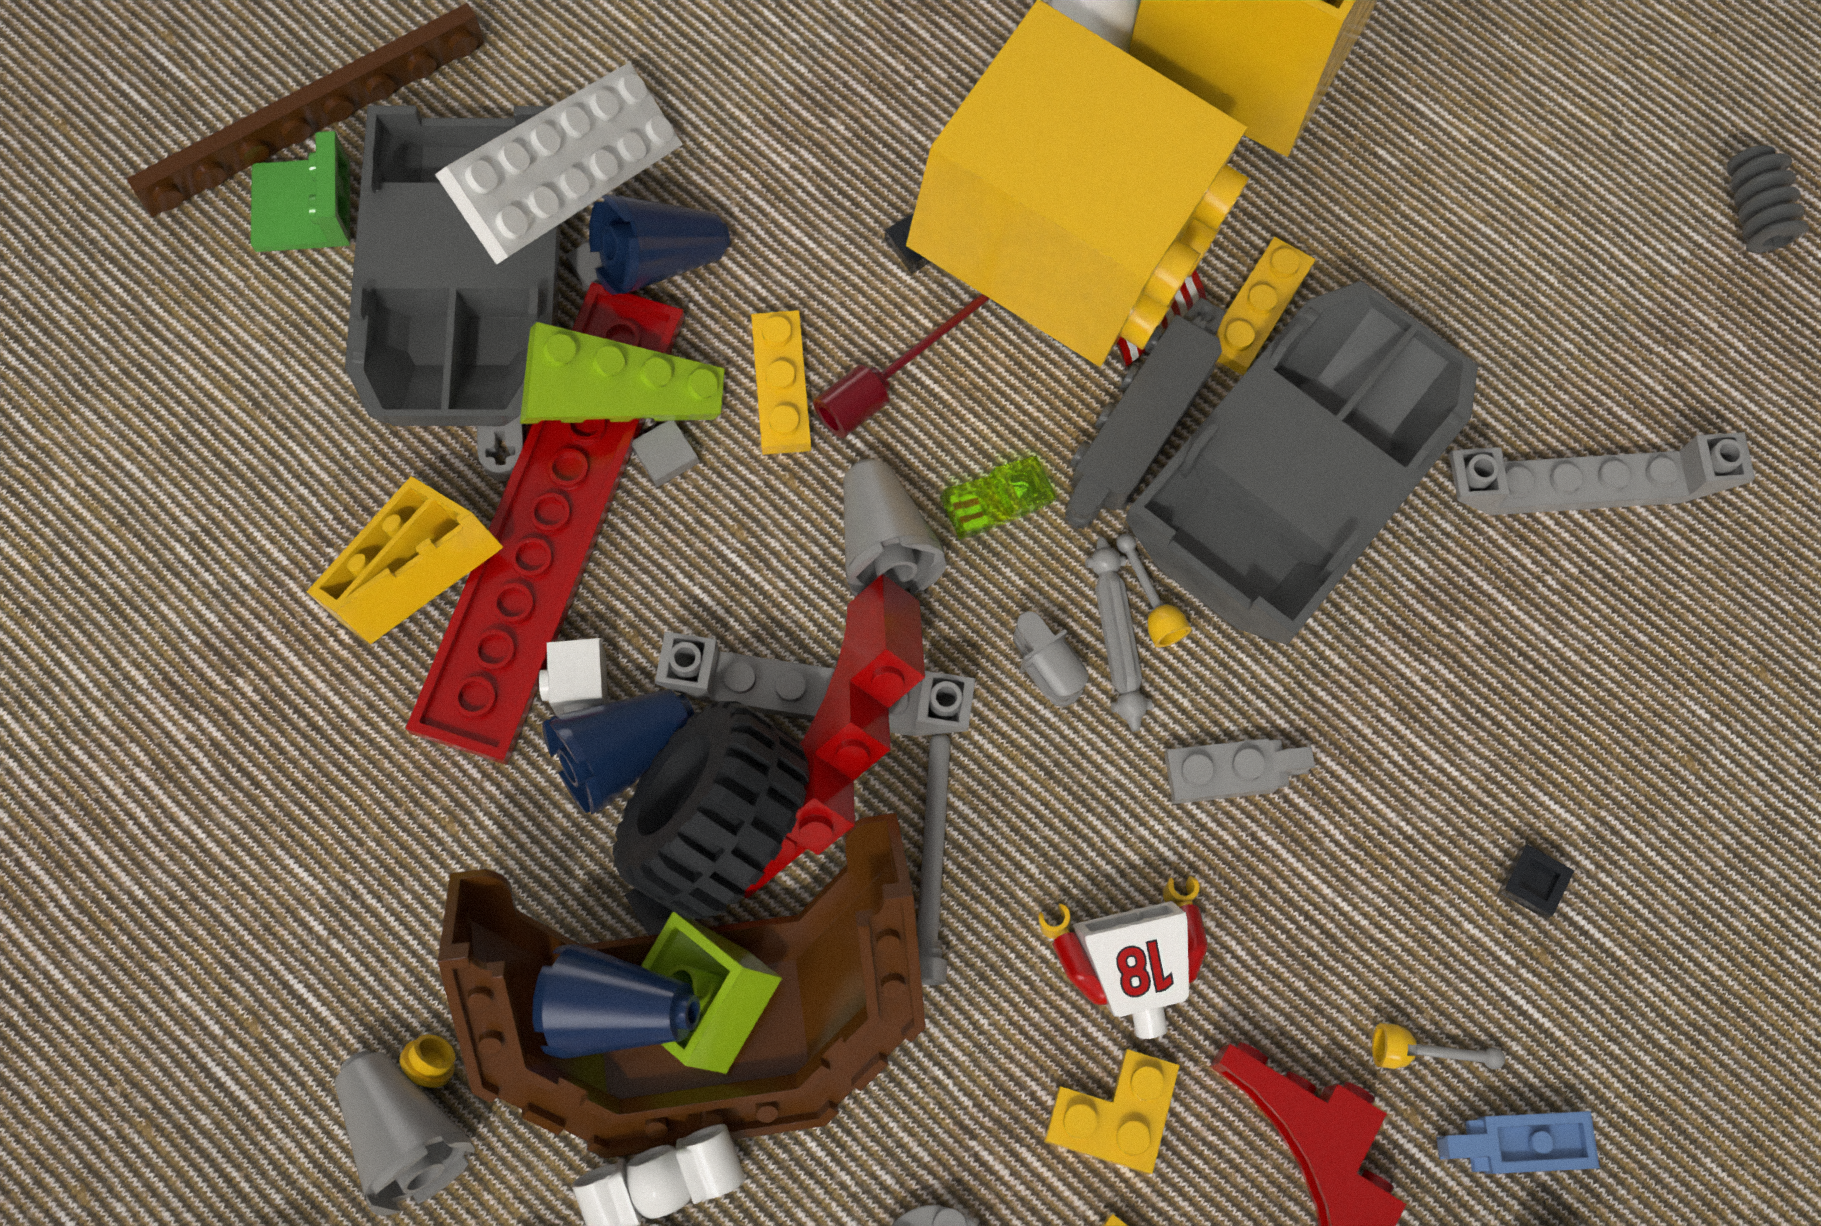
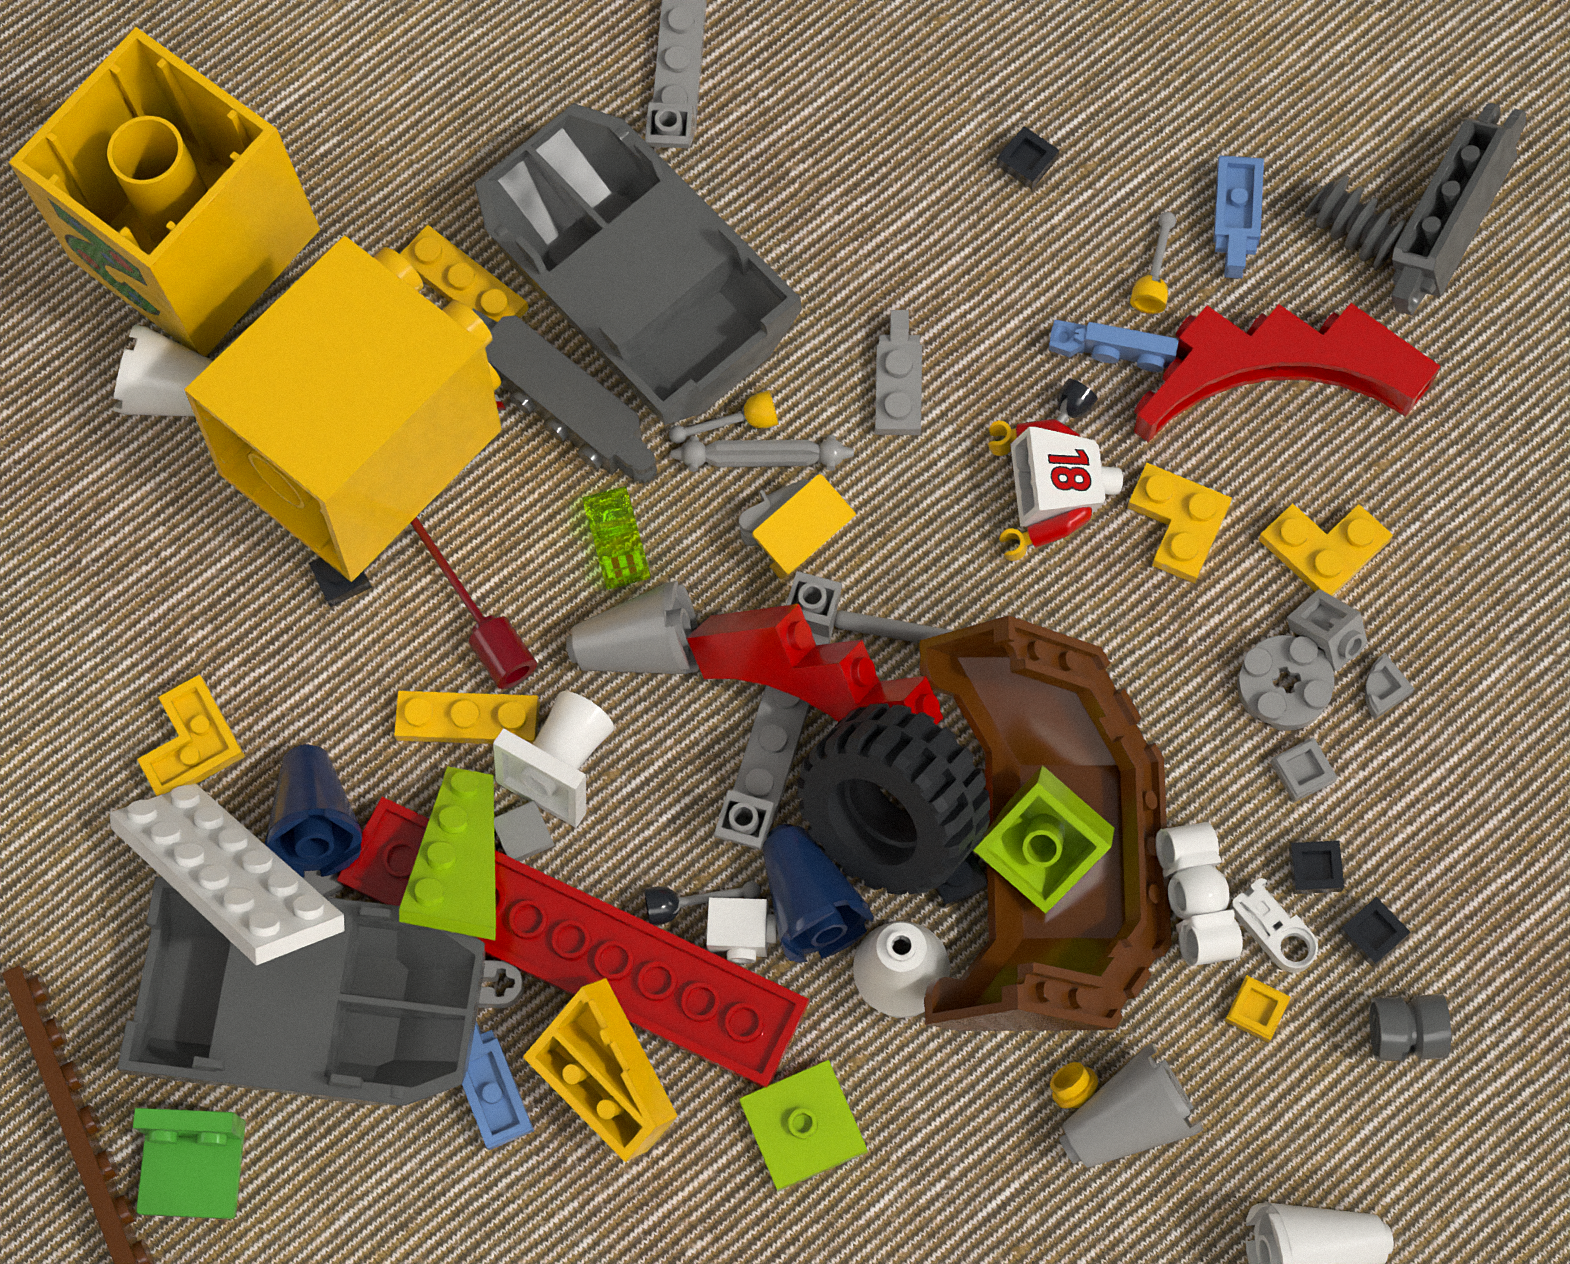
camera: 70 degrees left, 0 degrees up
(372, 776) = (803, 1125): none -> lime plate
(392, 458) = (494, 1093): none -> medium blue hinge
(552, 857) = (897, 966): none -> white cone
(597, 599) = (664, 903): none -> hinge
(608, 1004) = (1053, 900): dark blue cone -> none
(728, 143) = (203, 741): none -> yellow plate
(740, 464) = (550, 765): none -> white plant
(1033, 680) = (802, 525): none -> yellow panel
(1239, 970) = (1074, 400): none -> black hinge
(1319, 1005) = (1113, 343): none -> medium blue hinge

